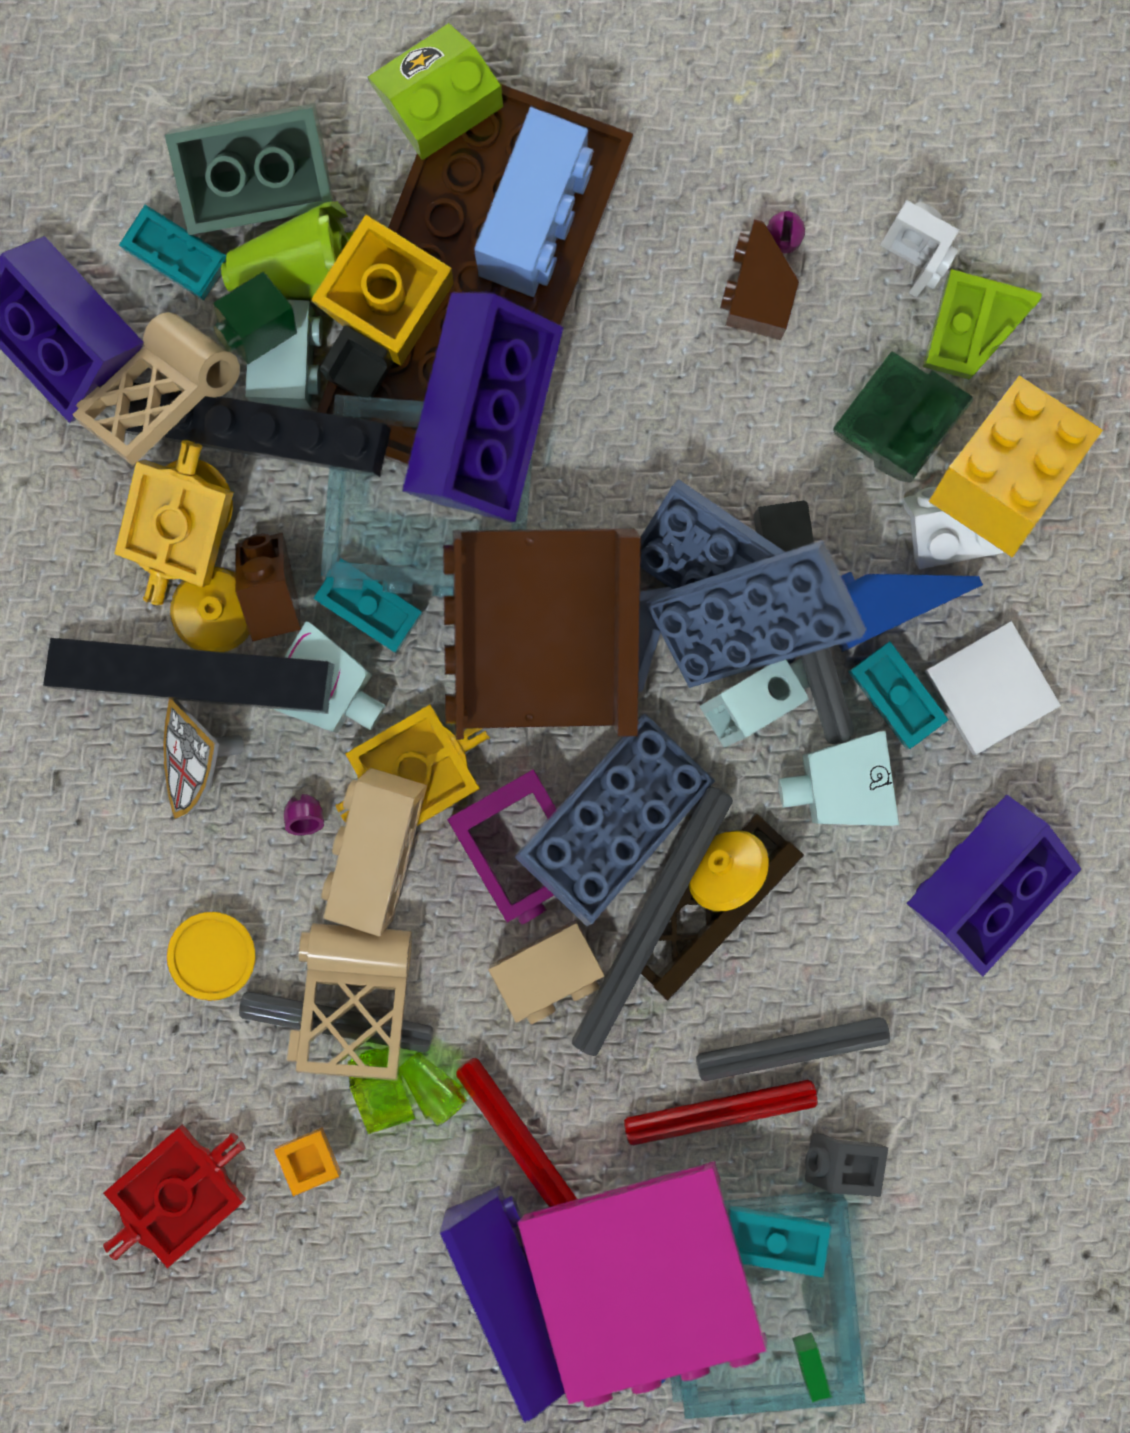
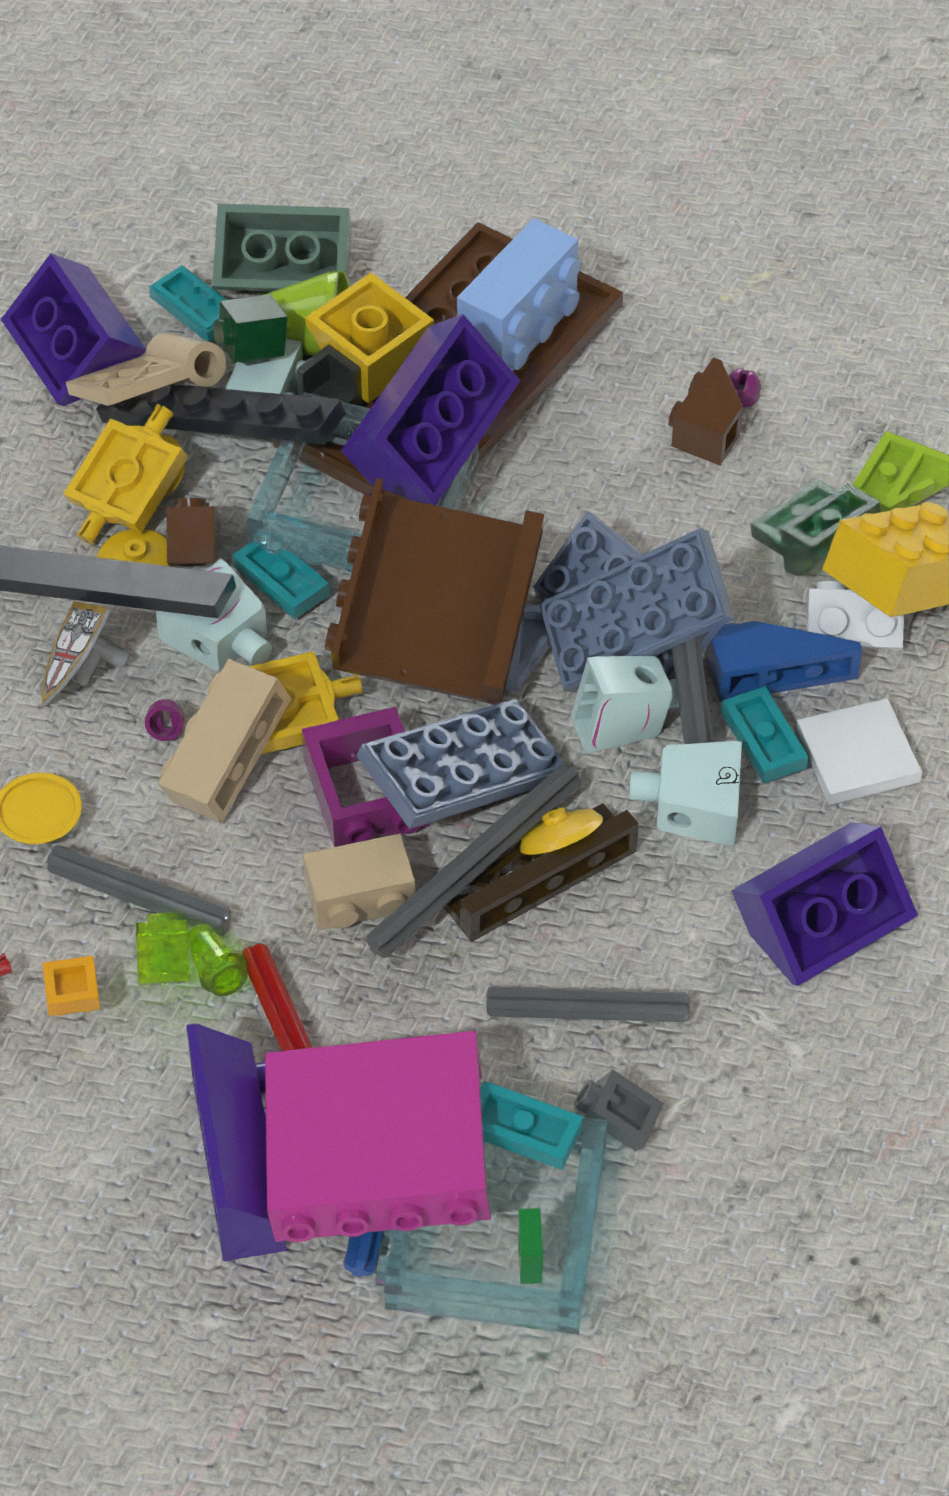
camera: 15 degrees right, 35 degrees down
(352, 959) = (174, 837): tan piece -> none
(438, 90) = (461, 231): lime slope -> none
(720, 1112) = (523, 1043): red axle -> none
(923, 241) = (858, 399): white bracket -> none

